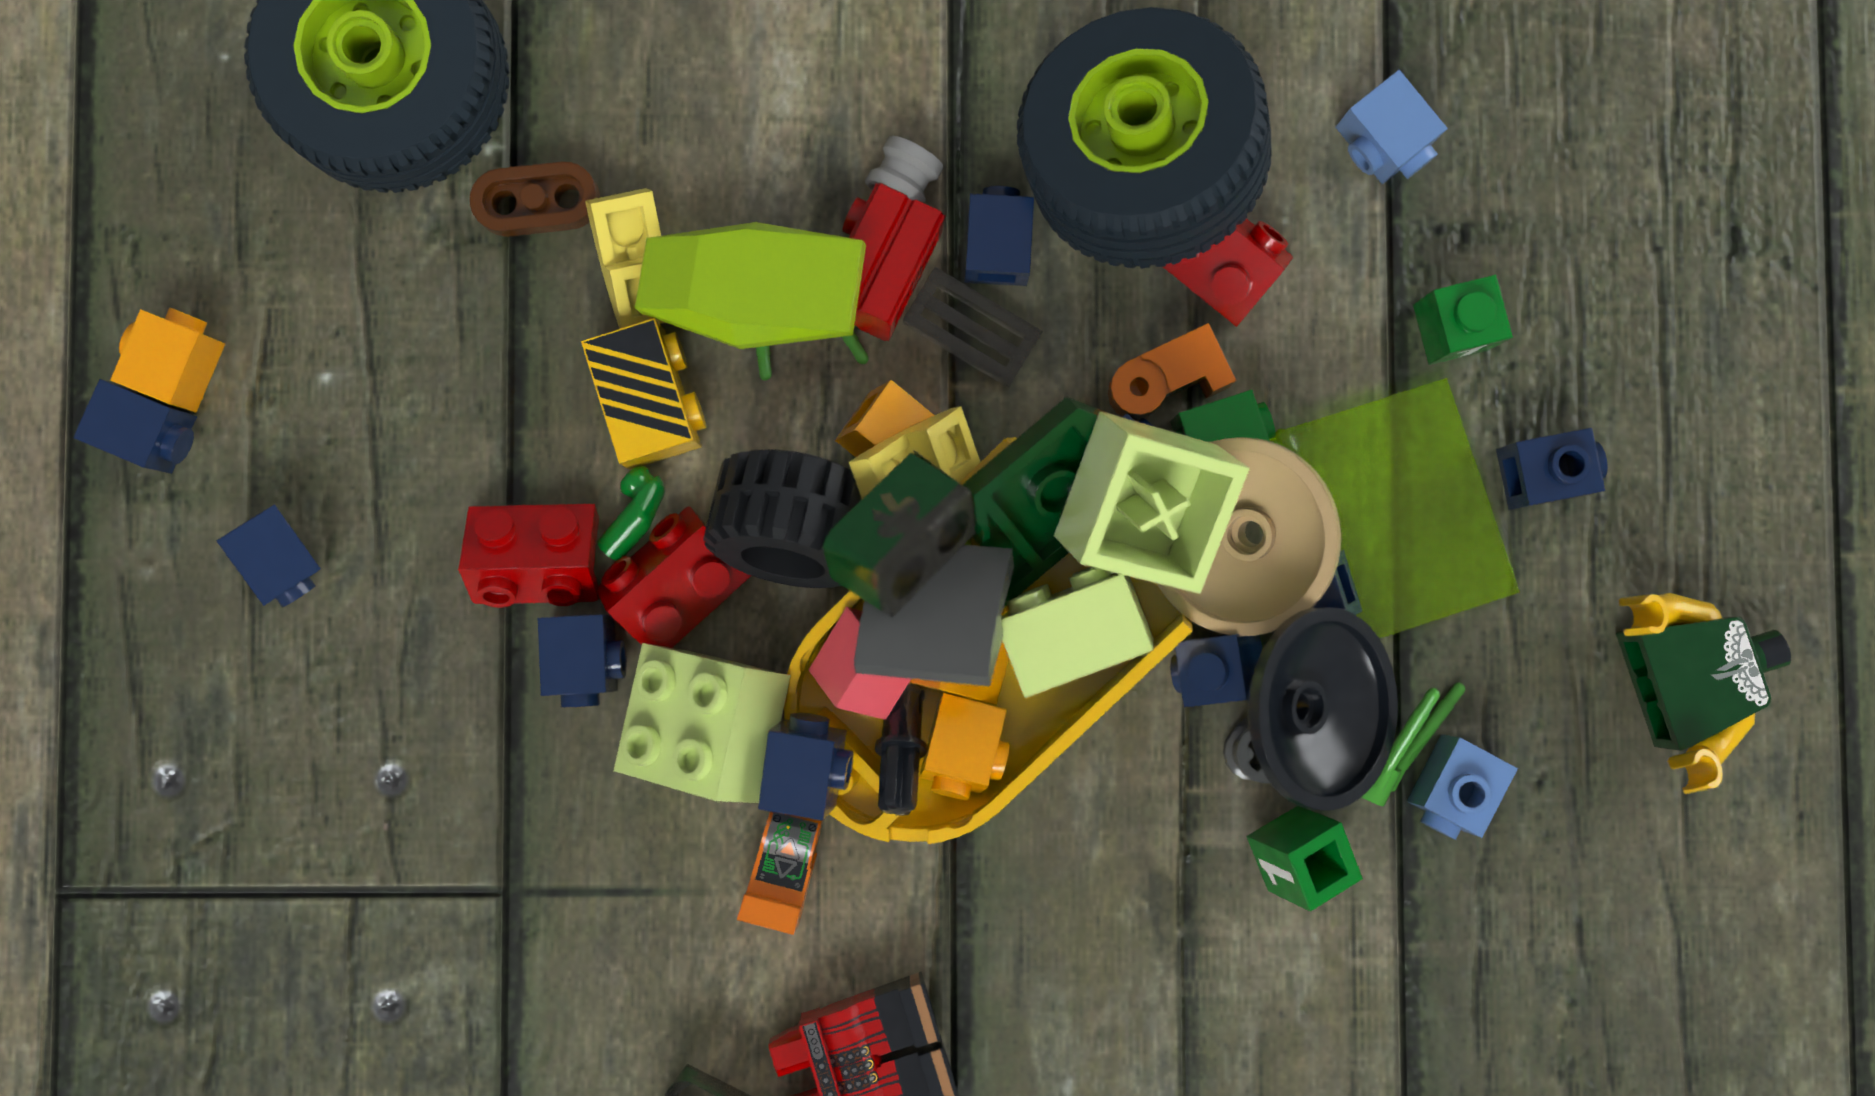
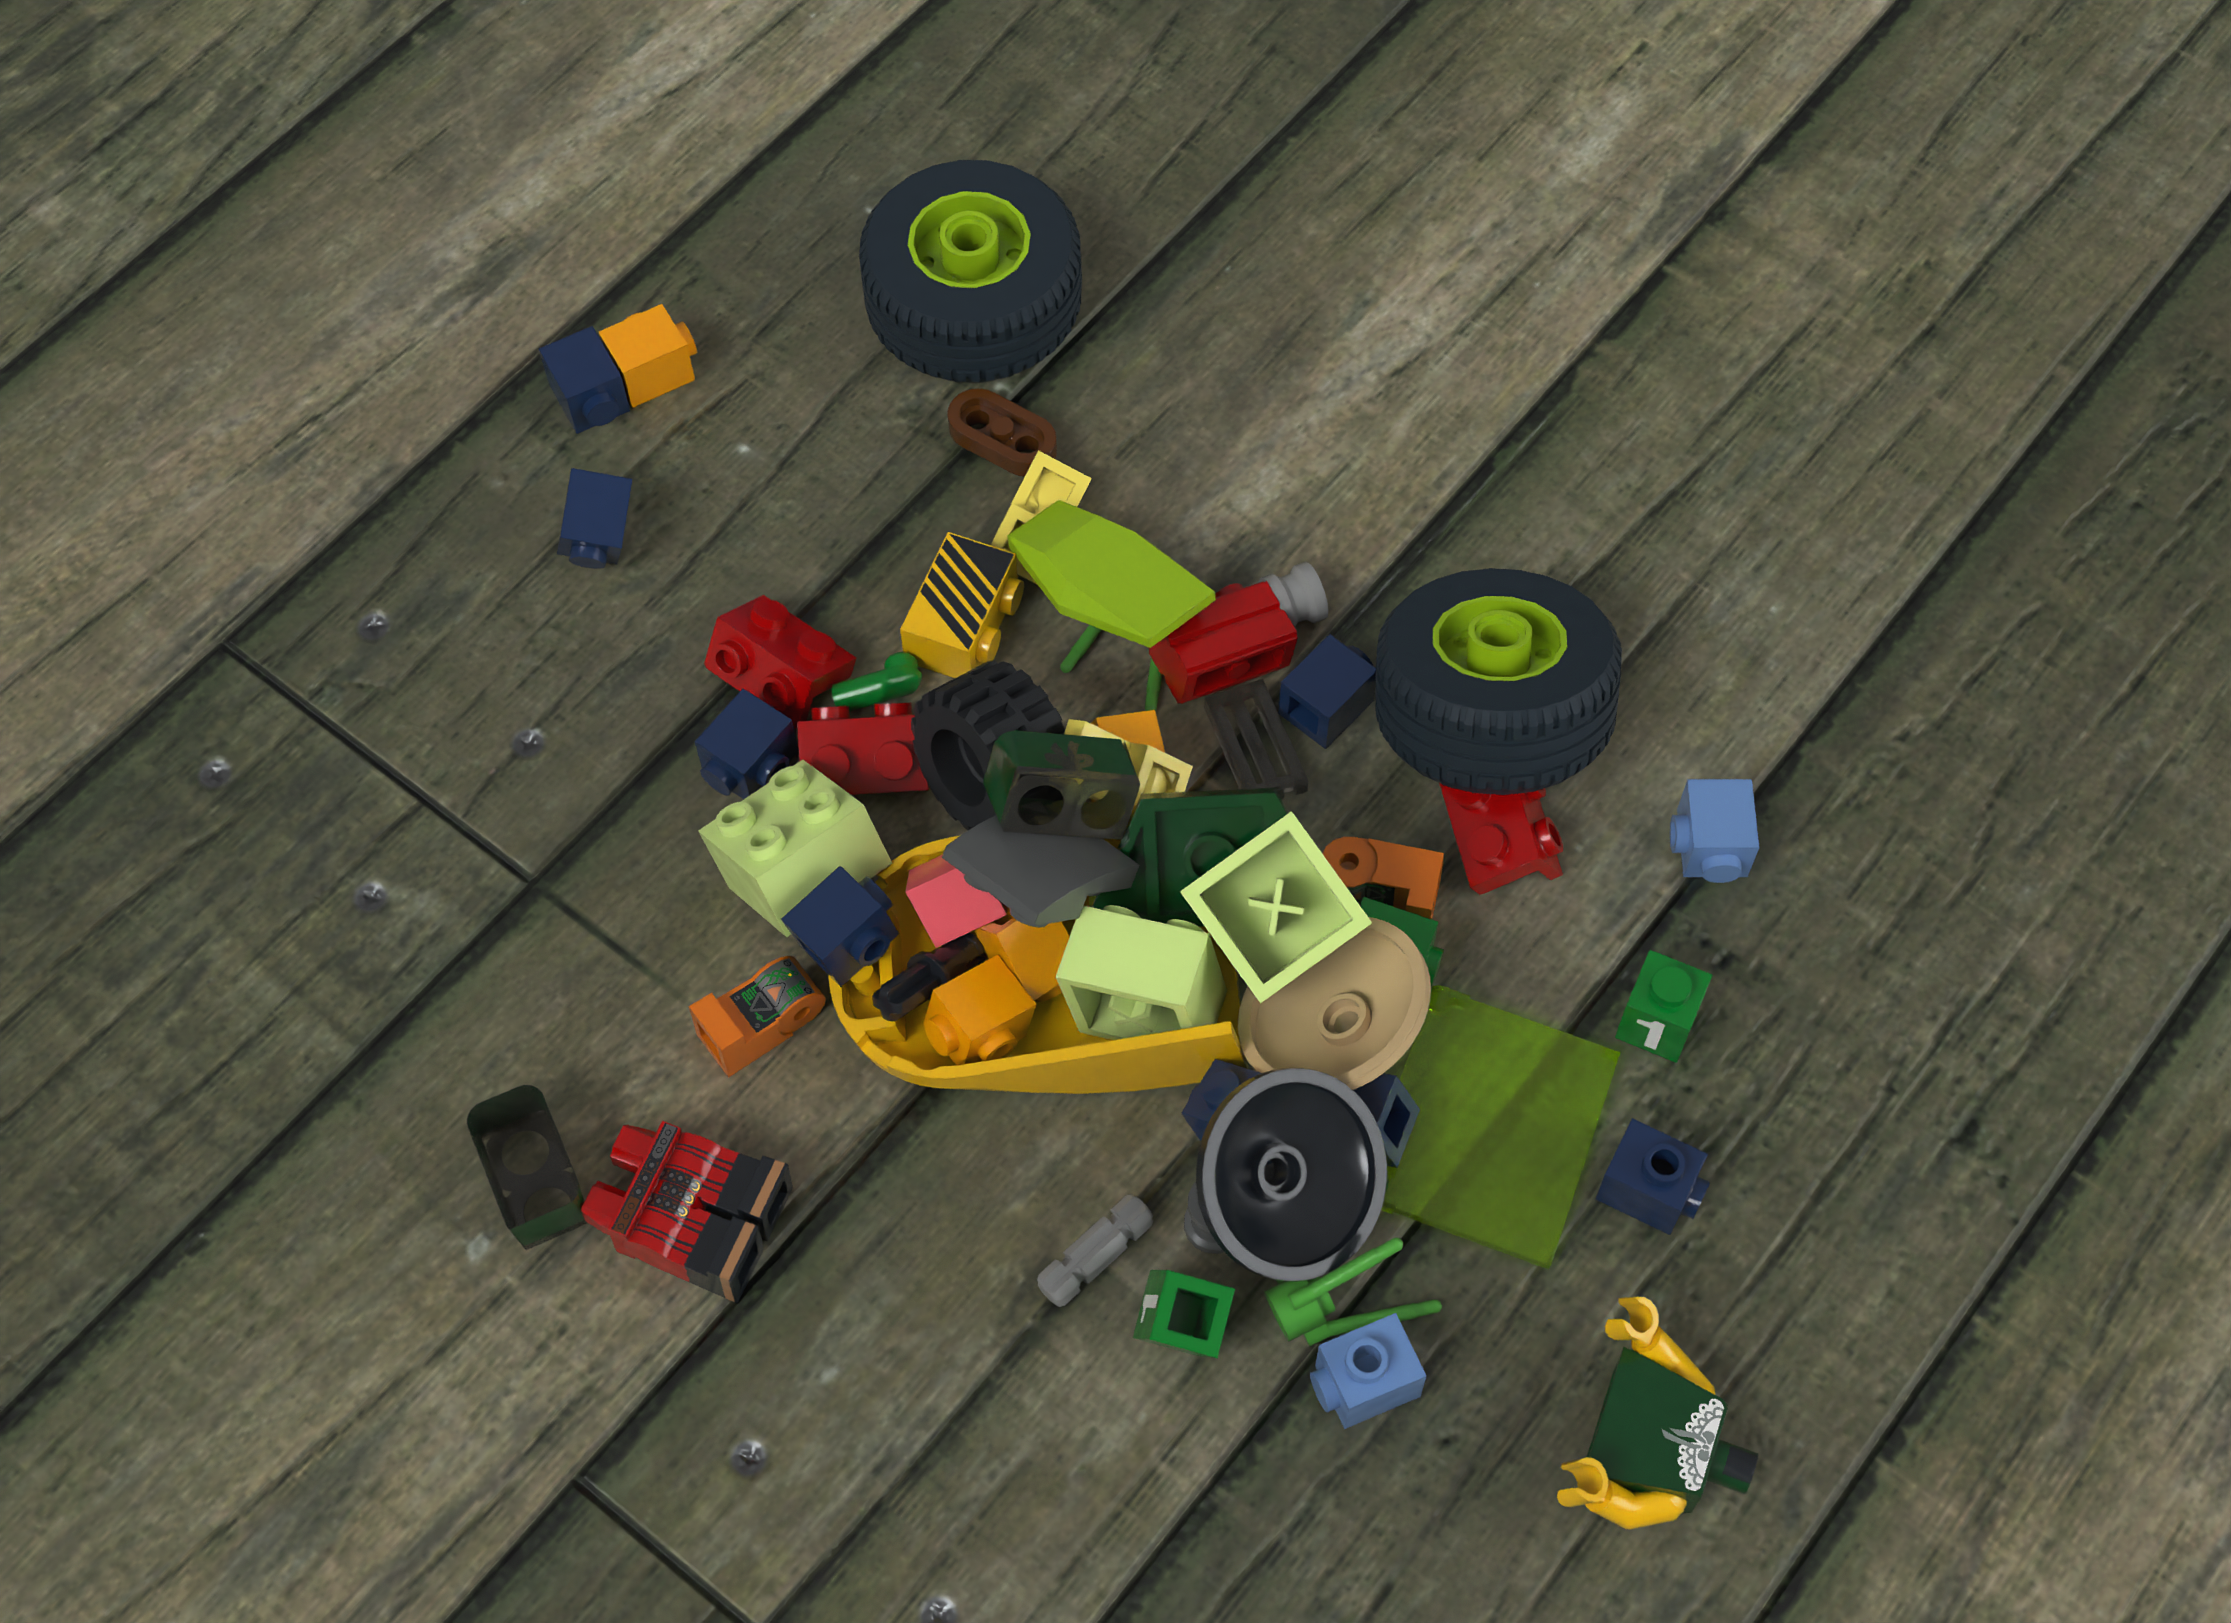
camera: 40 degrees right, 25 degrees down
(1187, 846) = (1095, 1250): none -> light grey axle

